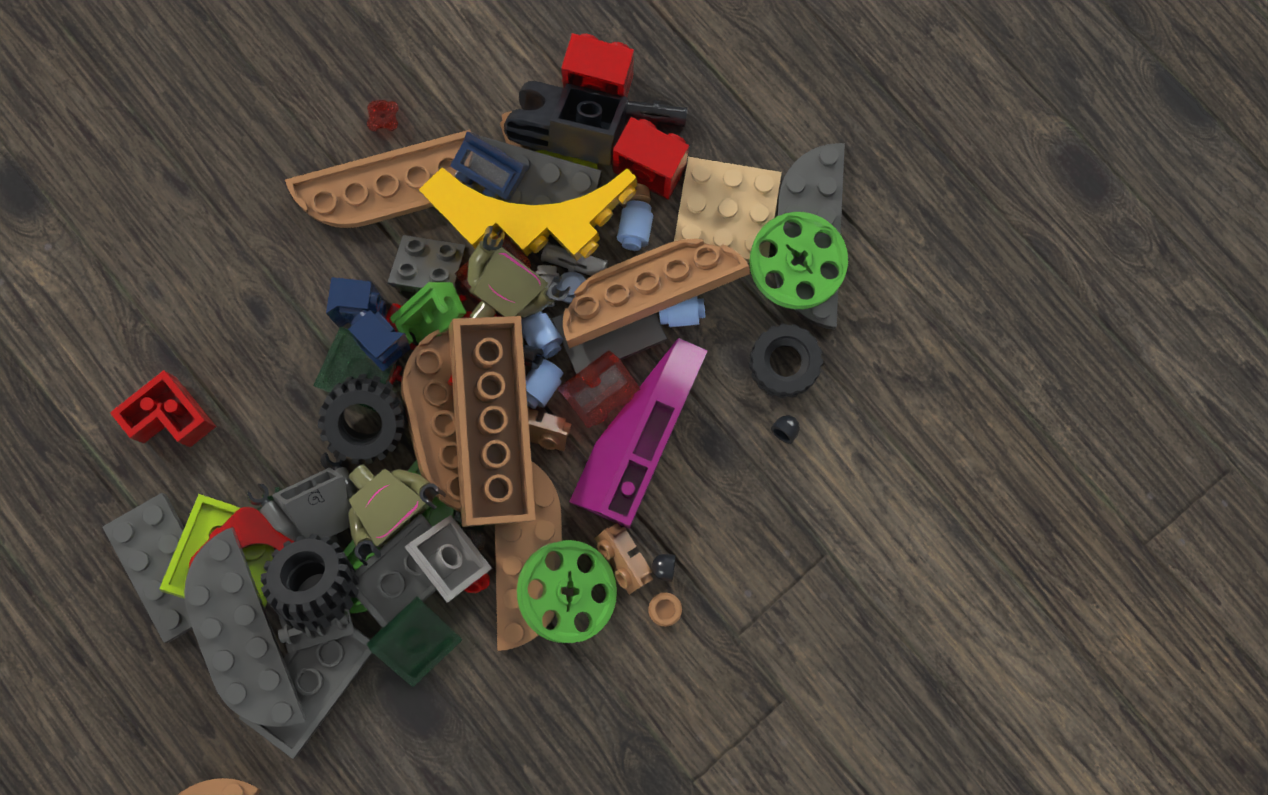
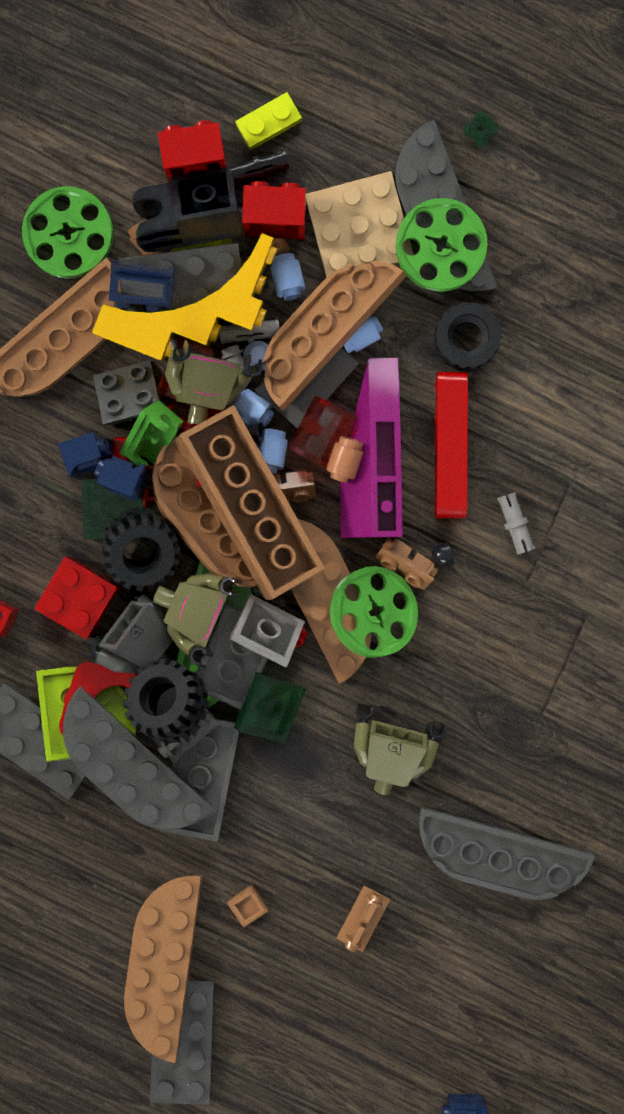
camera: 20 degrees left, 10 degrees up
(278, 440) = (78, 597): none -> red brick
(379, 107) = (15, 275): clear red plate -> none
(438, 81) = (56, 225): none -> bright green wedge
(519, 749) = (393, 752): none -> olive torso
(608, 423) = (345, 459): none -> nougat brick
(665, 609) = (458, 589): medium nougat tile -> none
(685, 76) = (268, 121): none -> neon yellow plate
(721, 460) = (451, 444): none -> red beam
(753, 568) = (516, 523): none -> light grey pin
(786, 428) = (492, 394): black hinge -> none
(887, 163) = (480, 120): none -> clear green plate

